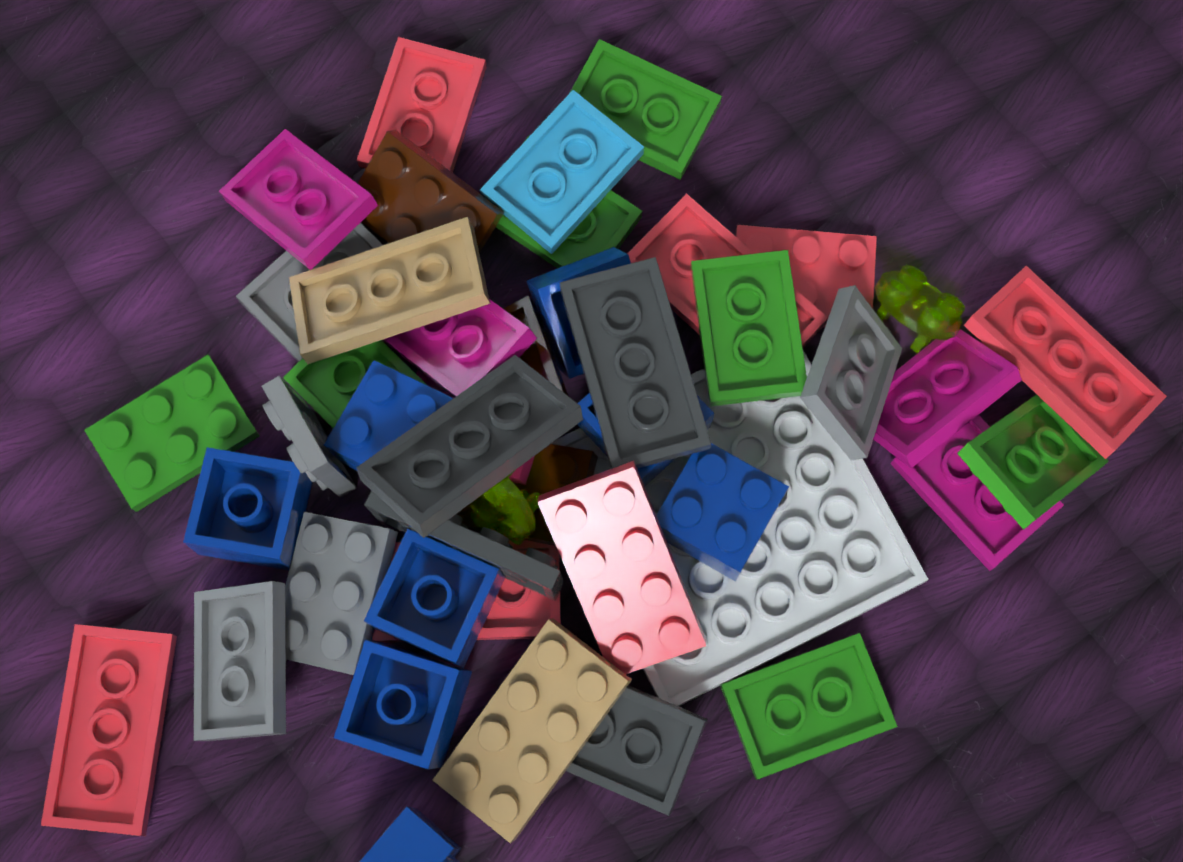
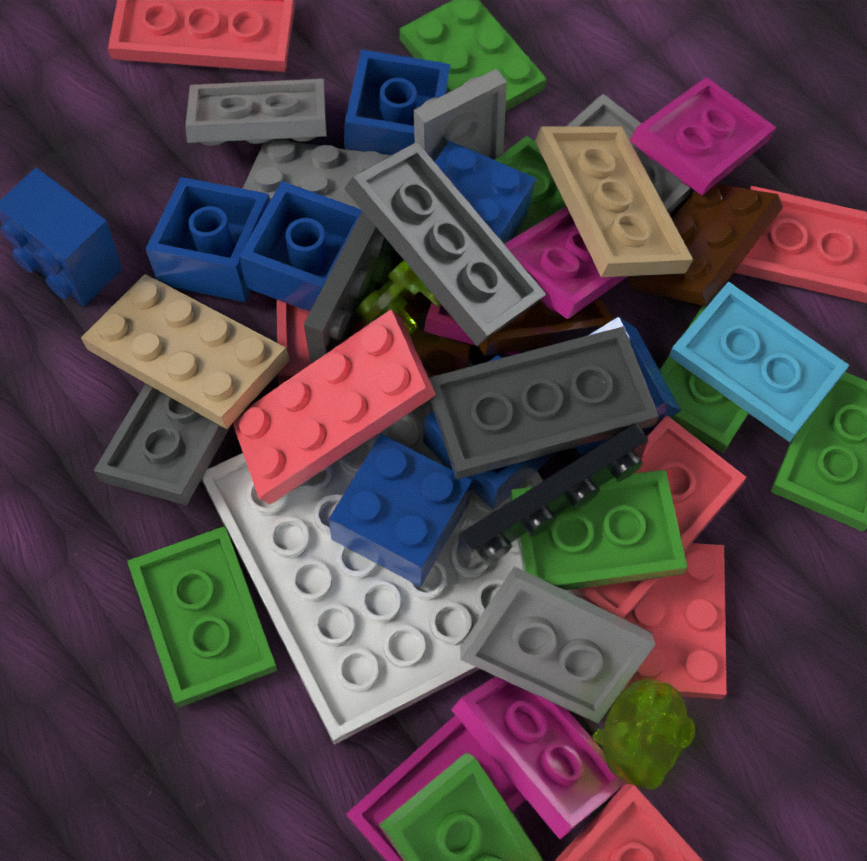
camera: 85 degrees right, 10 degrees down
(741, 375) = (537, 507): none -> black plate

